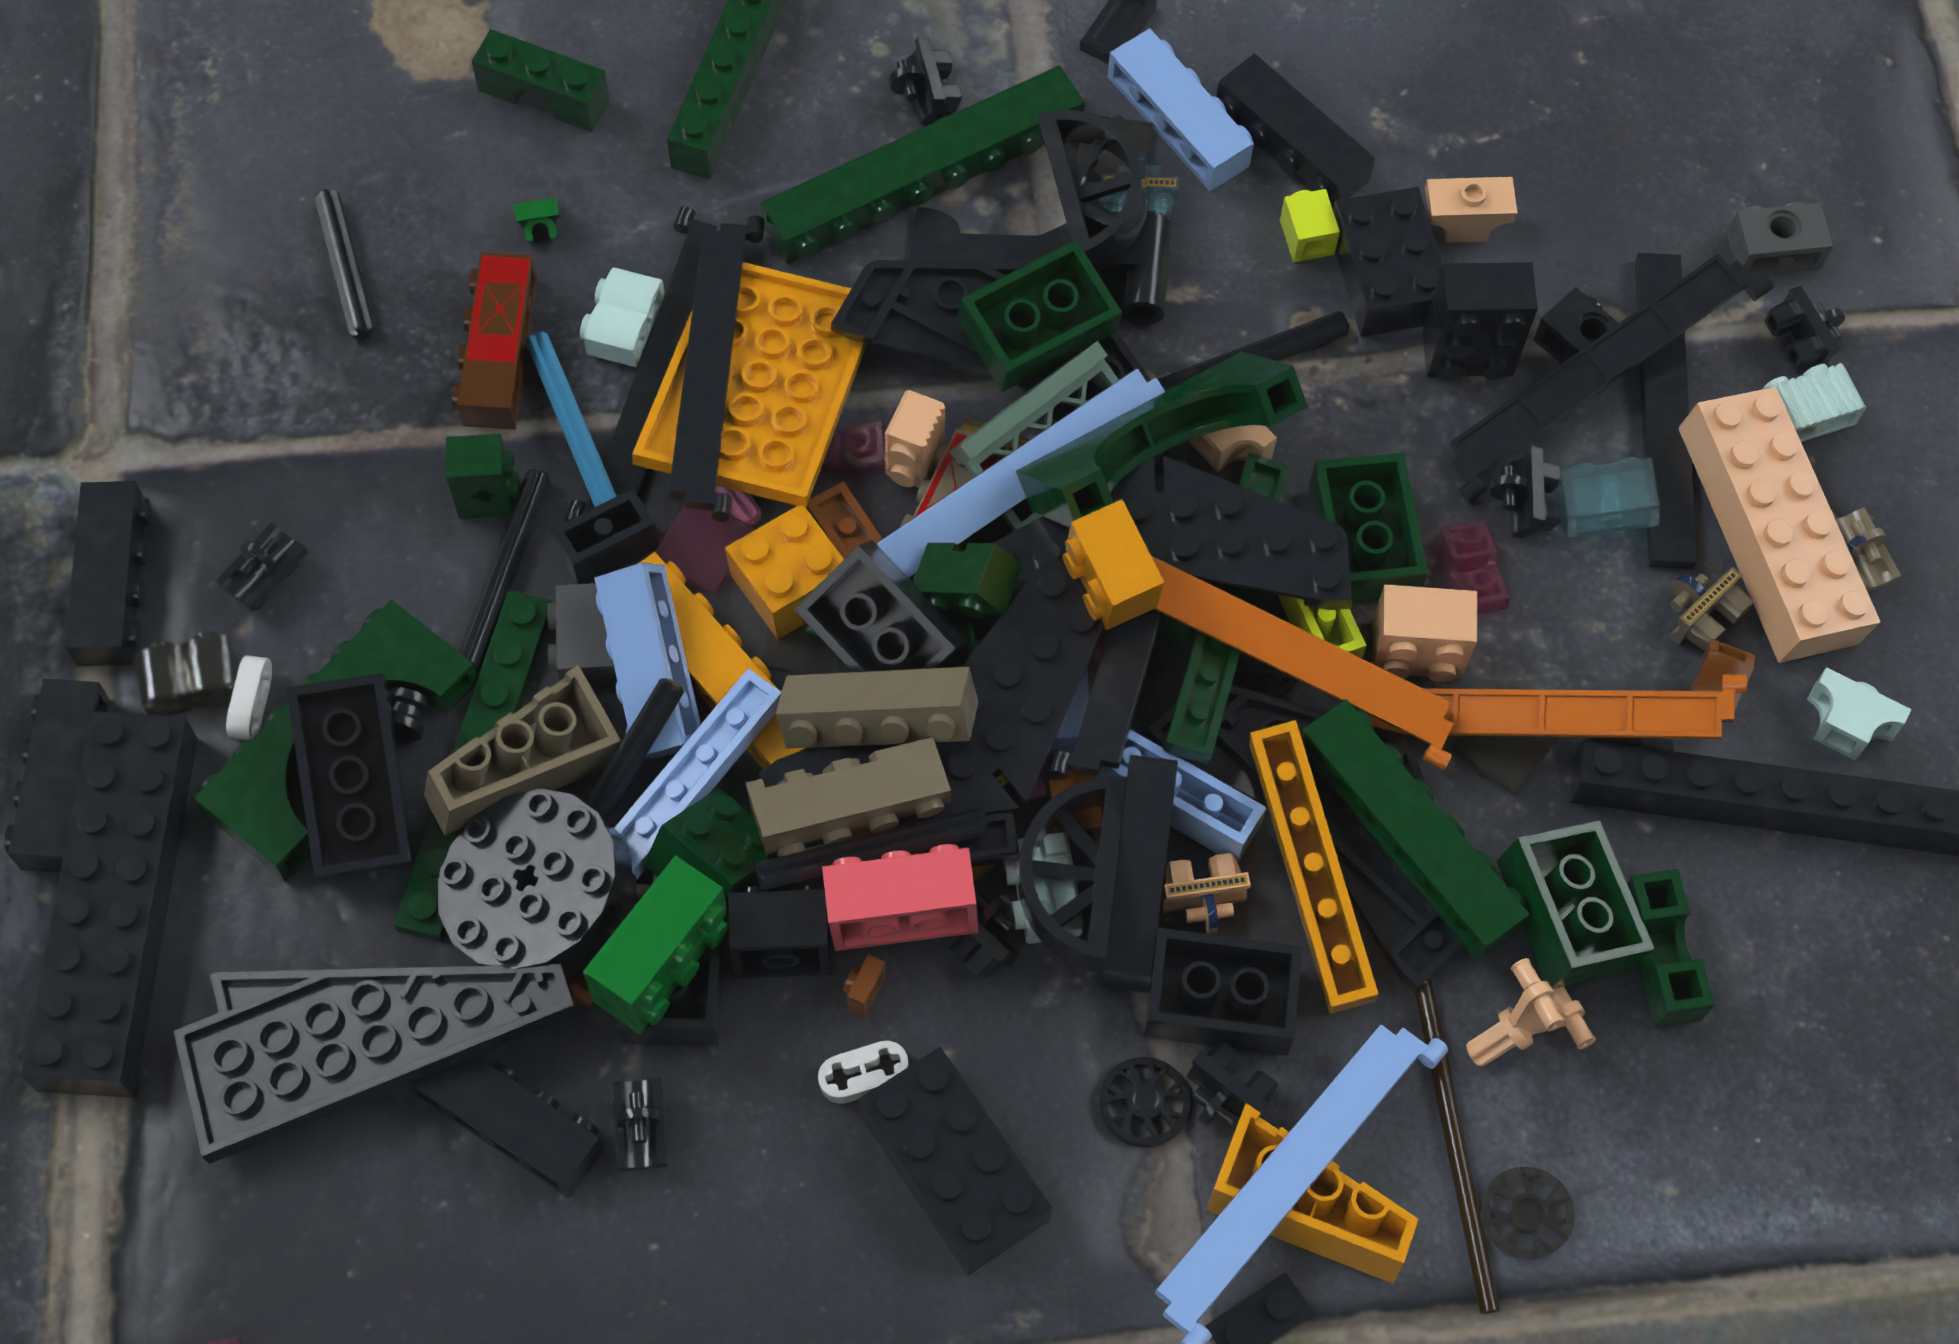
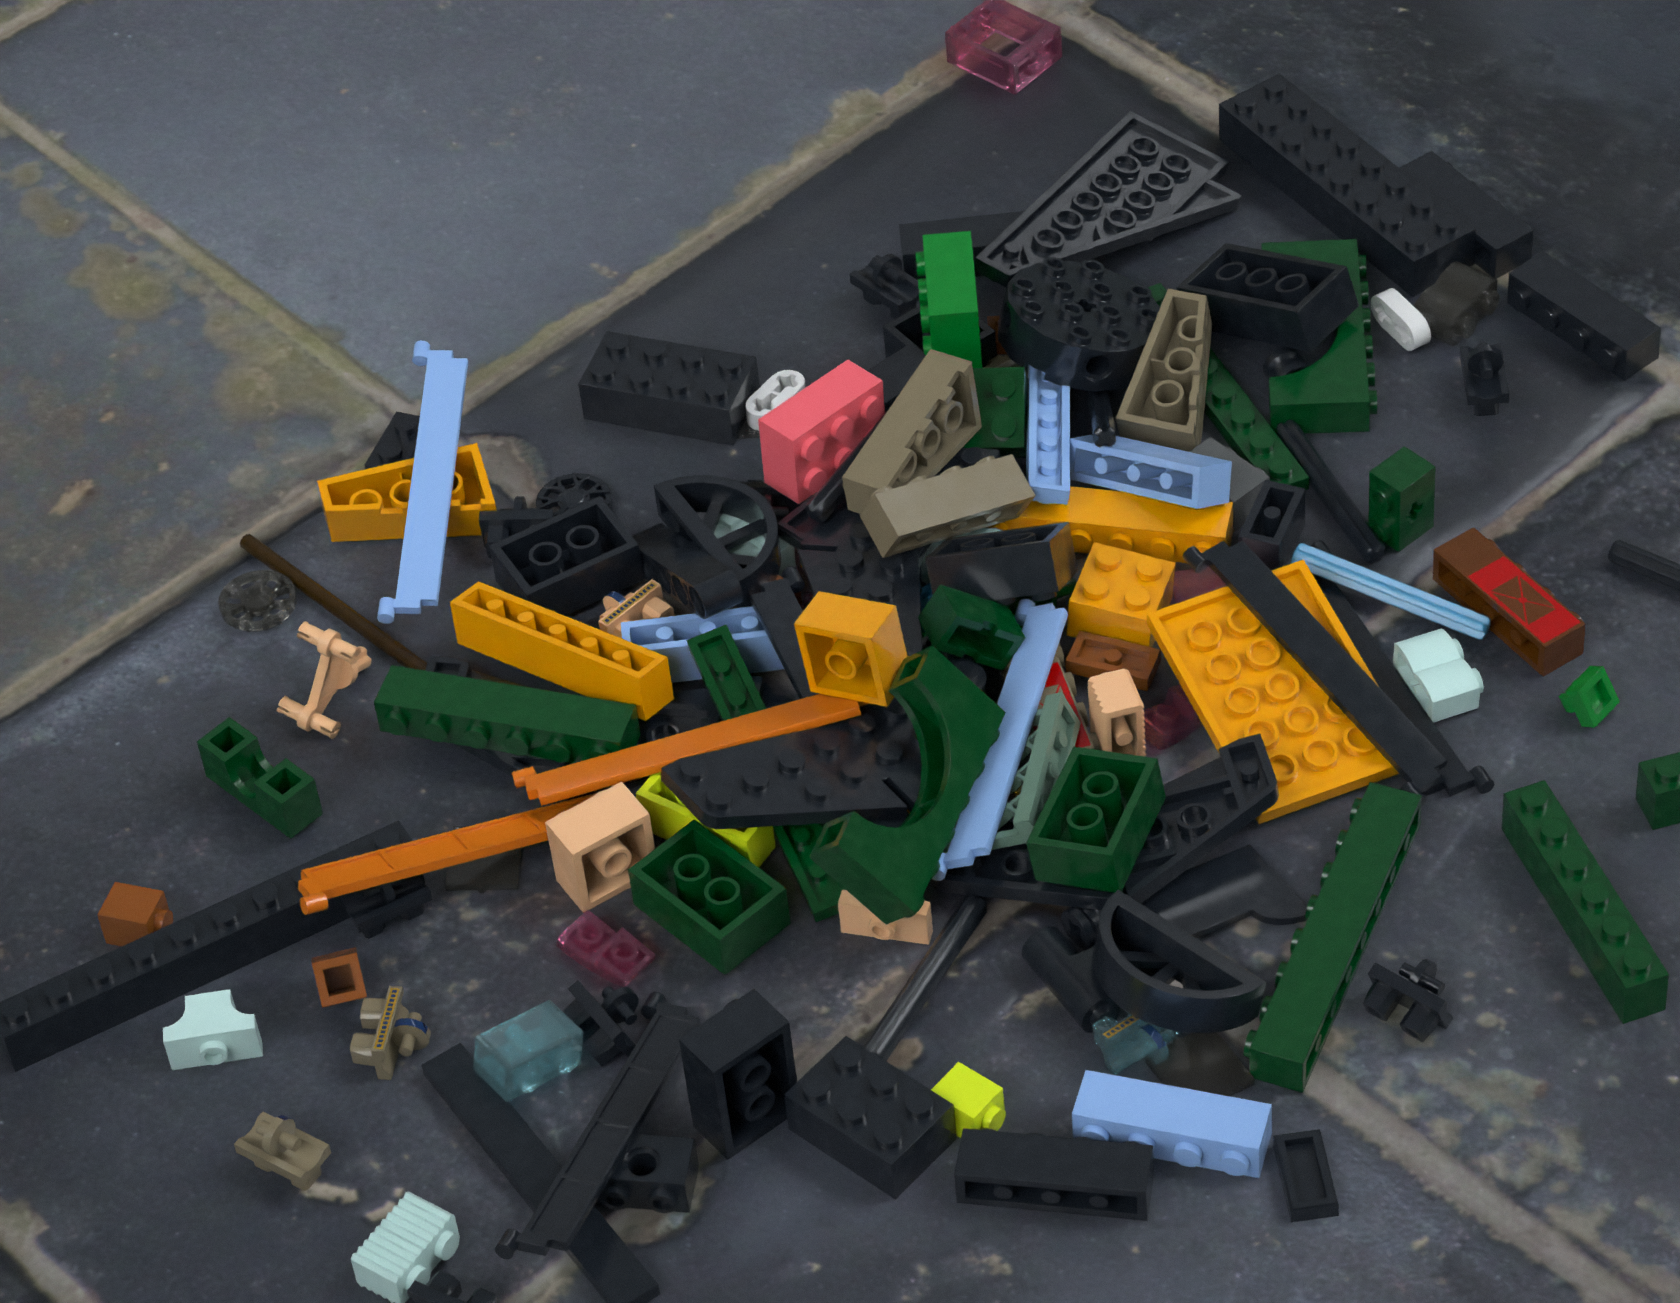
camera: 150 degrees right, 20 degrees down
(1470, 206) = (840, 1201): light nougat brick -> none
(1578, 904) = (350, 752): dark green brick -> none
(1778, 524) = (372, 1116): light nougat brick -> none
(1857, 886) = (132, 913): none -> dark orange brick

